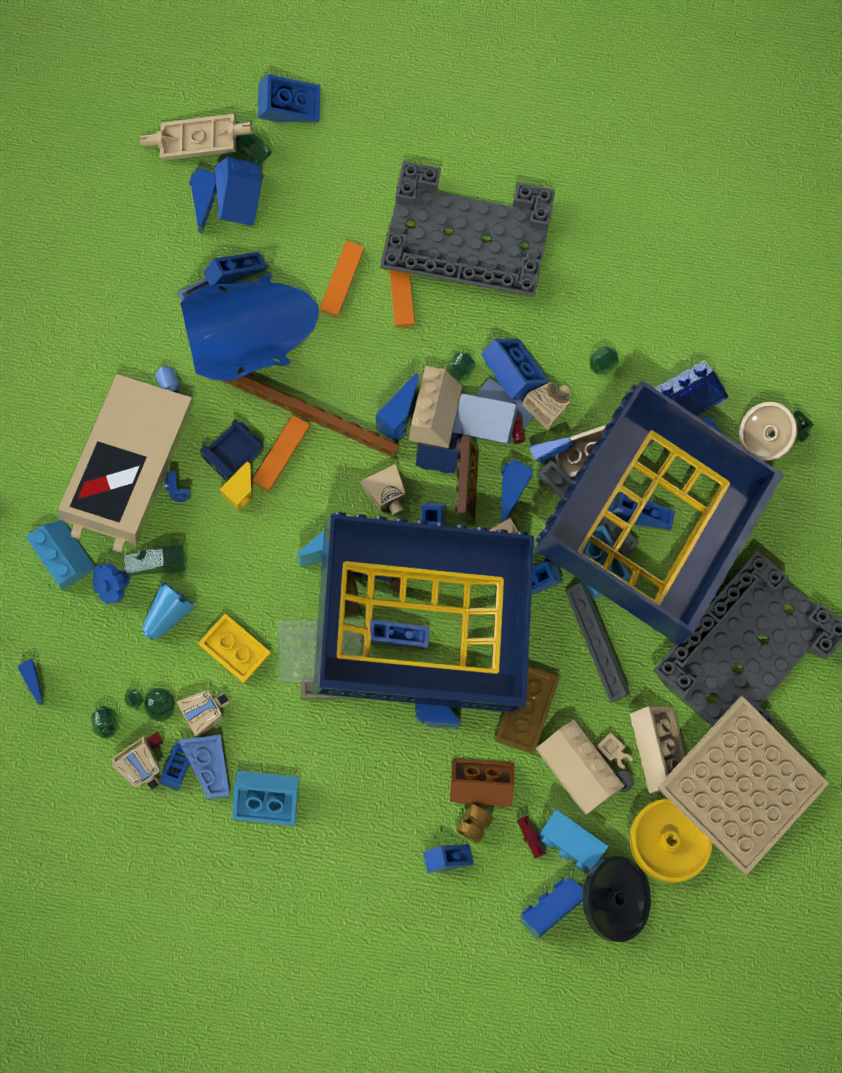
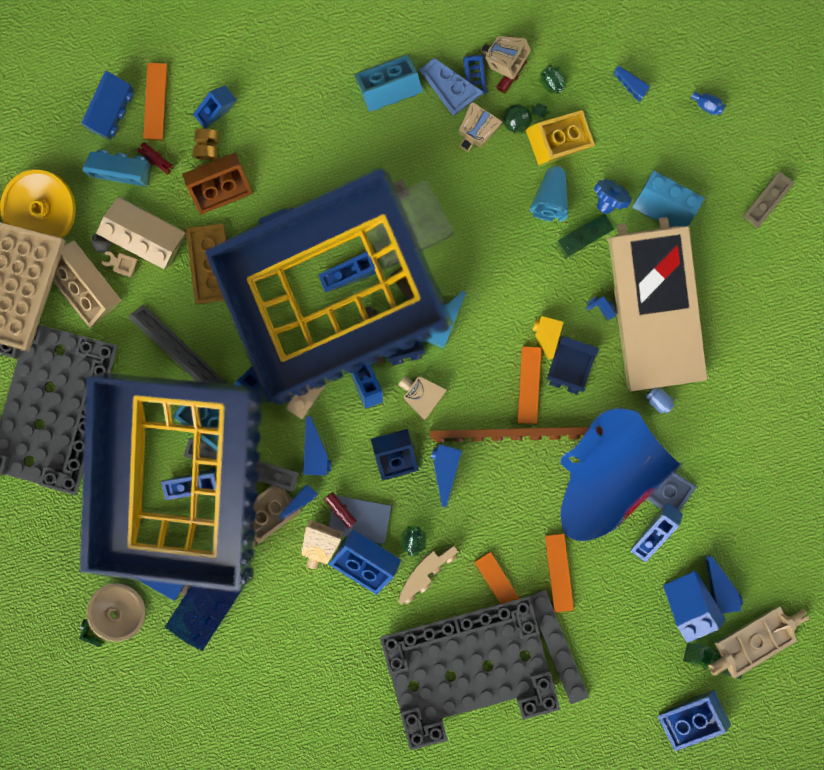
camera: 150 degrees right, 15 degrees up
(128, 663) = (560, 137): none -> yellow slope
(234, 648) = (479, 194): yellow plate -> none
(376, 218) = (558, 647): none -> dark grey plate
(435, 408) = (414, 487): tan slope -> none
(467, 483) = (357, 441): plate -> none
(472, 333) = (419, 577): none -> tan slope
(485, 418) = (367, 501): tile -> none
(504, 895) = (155, 101): none -> orange tile
(604, 360) = (291, 609): clear green head -> none
(616, 899) = (58, 134): black dish -> none

